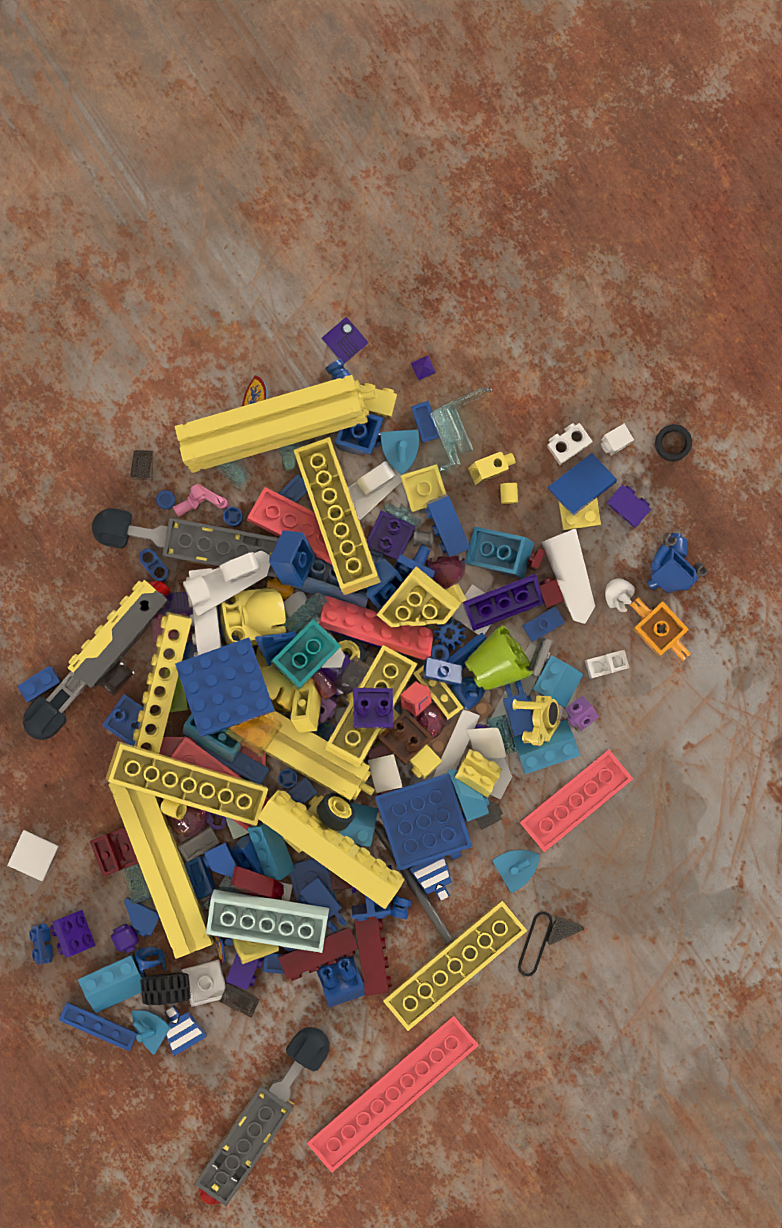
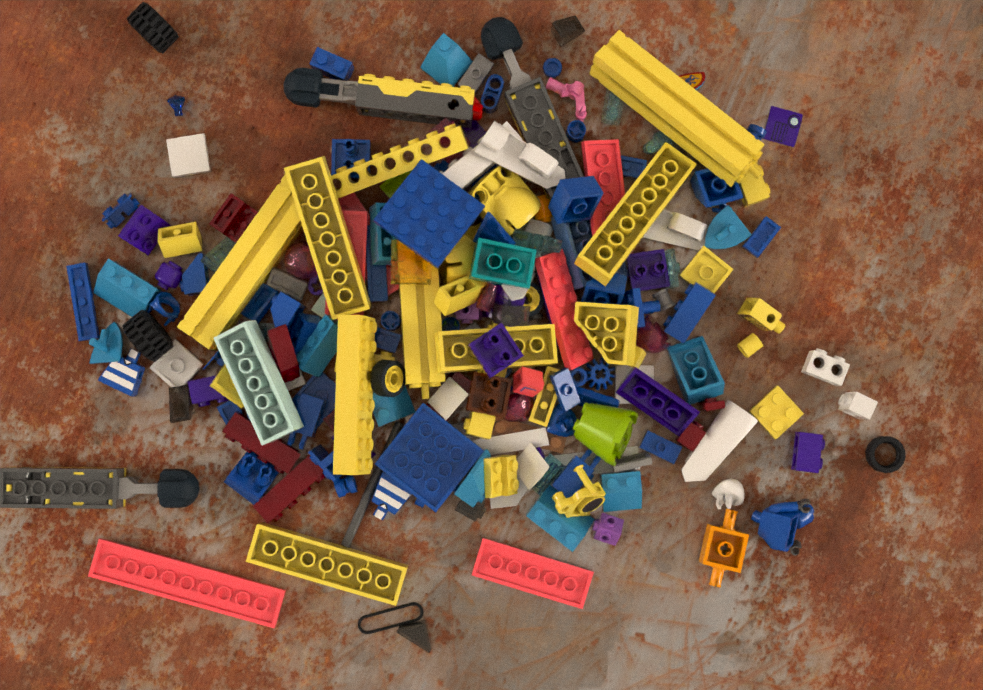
camera: 55 degrees right, 0 degrees up
(101, 585) = (446, 61): none -> dark azure slope
(101, 909) = (180, 239): none -> light yellow brick
(116, 678) = (377, 125): clear smoke slope -> none
(127, 567) = (476, 72): none -> light grey plate
(173, 809) = (299, 241): light yellow beam -> none
(423, 367) = (804, 205): dark purple slope -> none
(451, 428) = (772, 259): clear light blue piece -> none
(516, 867) = (443, 560): dark azure shield -> none
(582, 484) = (799, 401): blue tile -> none
(607, 664) = (663, 522): white slope -> none

